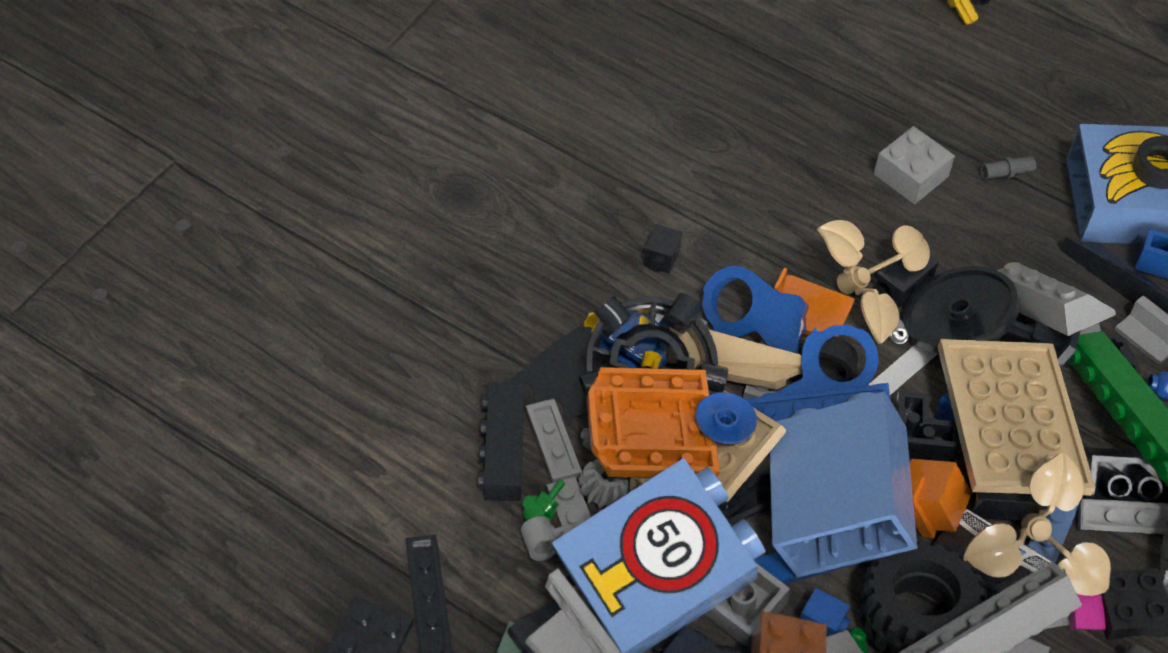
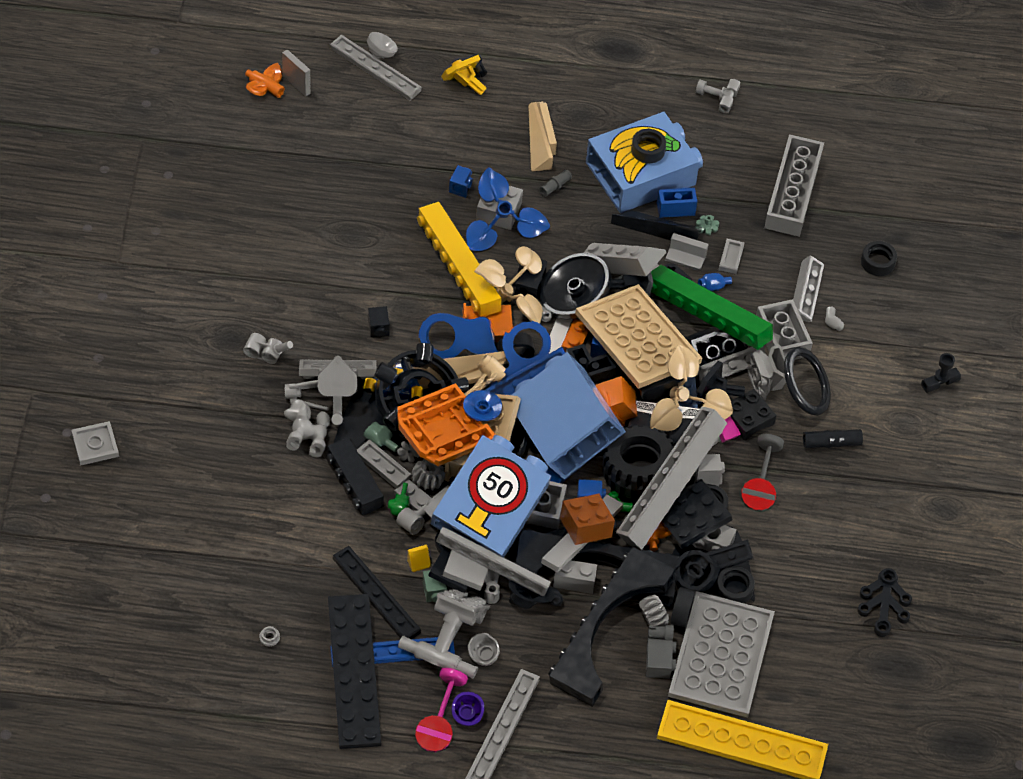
camera: 30 degrees left, 0 degrees up
(202, 251) = (95, 443): none -> light grey plate
(246, 607) = (269, 631): none -> light grey plate
(474, 347) = (304, 429): none -> light grey animal
(491, 222) = (269, 352): none -> light grey beam
(497, 292) = (293, 391): none -> light grey plant
(520, 598) = (419, 558): none -> yellow slope
(549, 294) = (337, 378): none -> light grey plate
(571, 401) = (380, 436): none -> sand green piece
(770, 371) = (491, 369): none -> tan plant
(816, 206) = (458, 259): none -> yellow brick
(878, 116) = (460, 181): none -> blue brick
(910, 134) = (495, 186): none -> blue plant
(927, 379) = (576, 335): none -> orange plate
(1019, 106) = (542, 137): none -> tan wedge
(1100, 530) = (714, 380): none -> black piece

